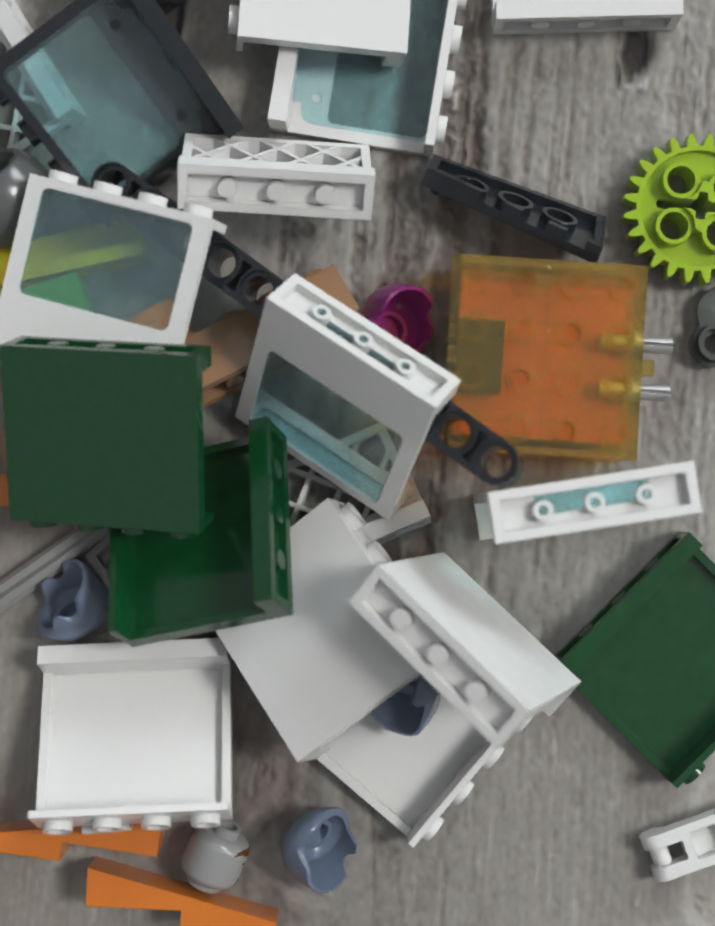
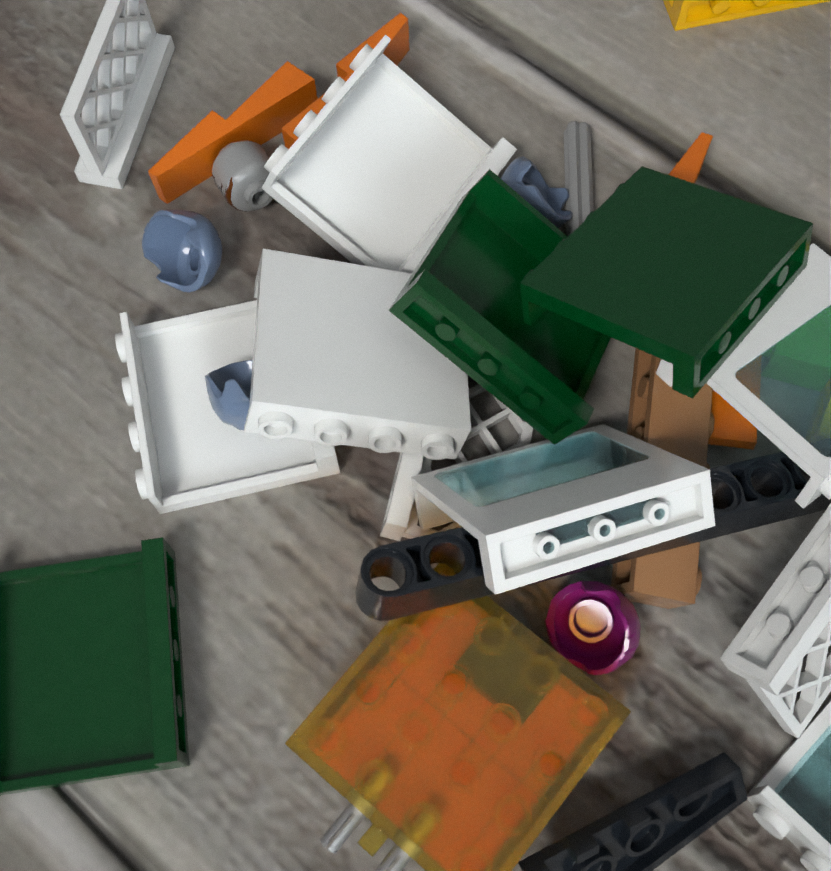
camera: 130 degrees right, 20 degrees down
(463, 643) = (243, 442): white panel -> none
(587, 503) = (281, 650): white panel -> none

